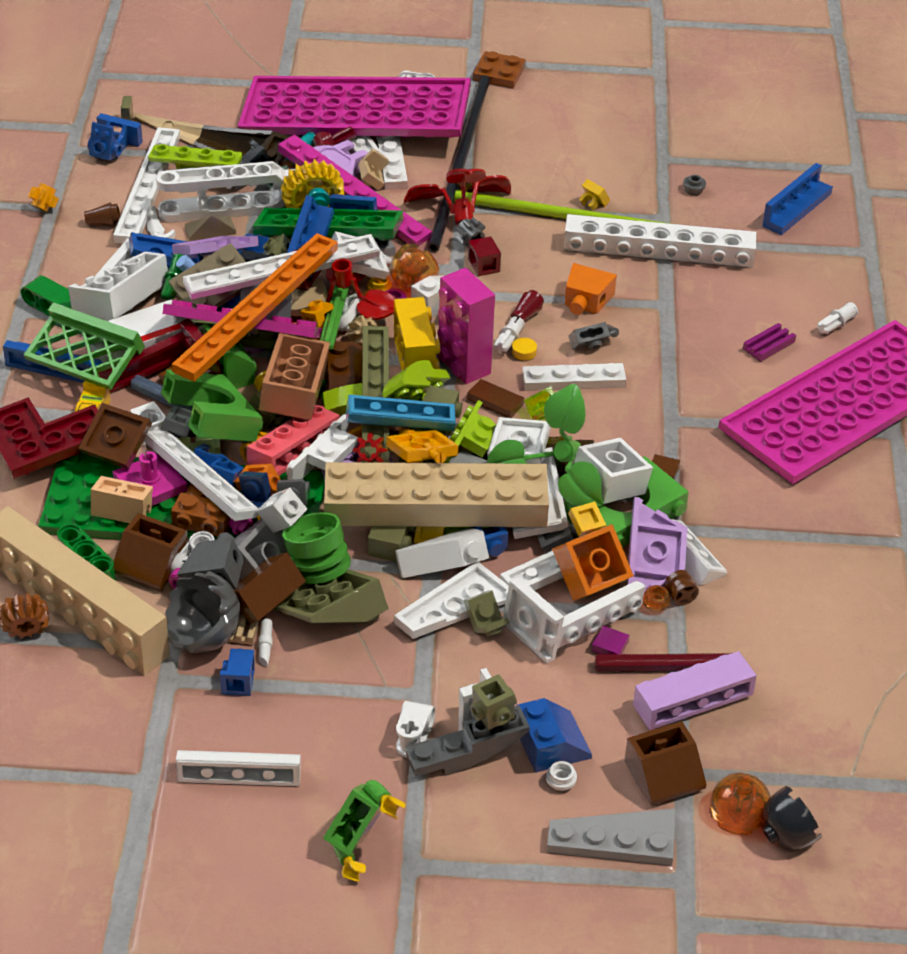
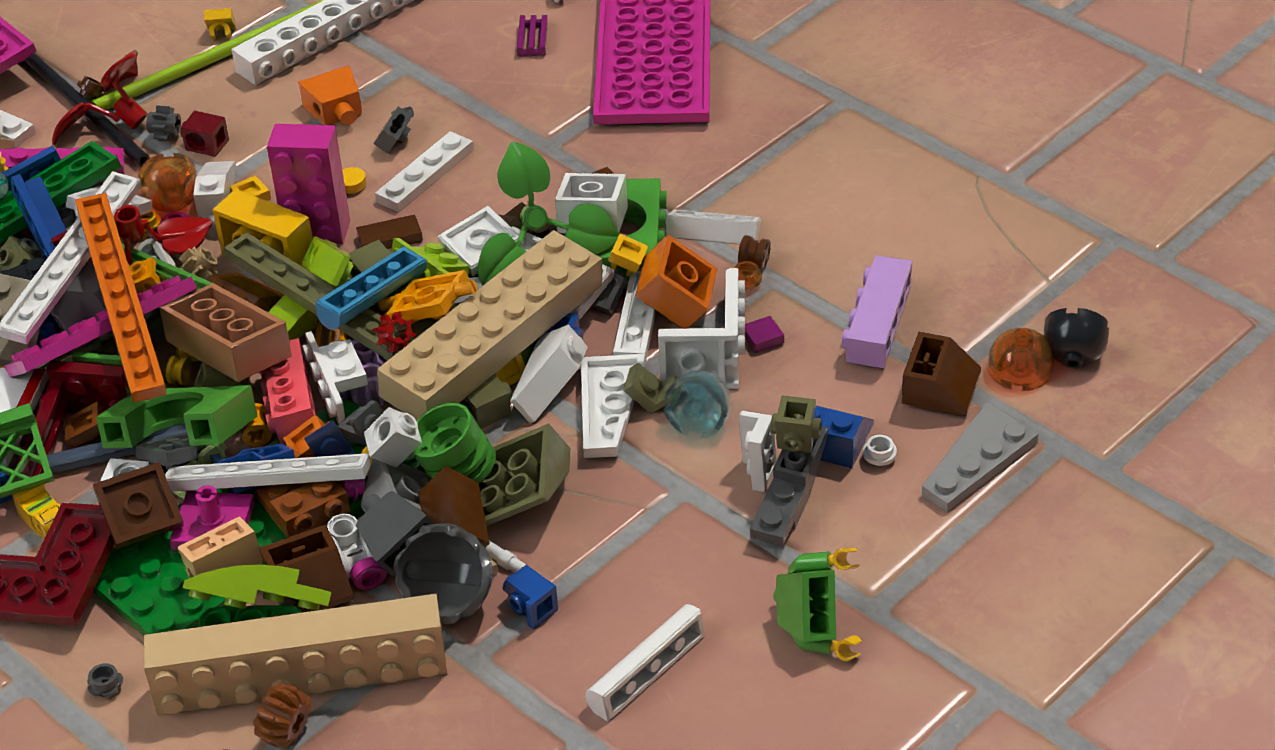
camera: 45 degrees left, 0 degrees up
(101, 526) = (241, 583): none -> lime slope
(413, 725) = (726, 513): white piece -> none
(496, 646) = (698, 403): none -> clear light blue cylinder
(536, 403) = (441, 206): clear neon green bracket -> none
(651, 662) = (818, 316): dark red axle -> none
(655, 545) = (699, 231): lavender wing -> none

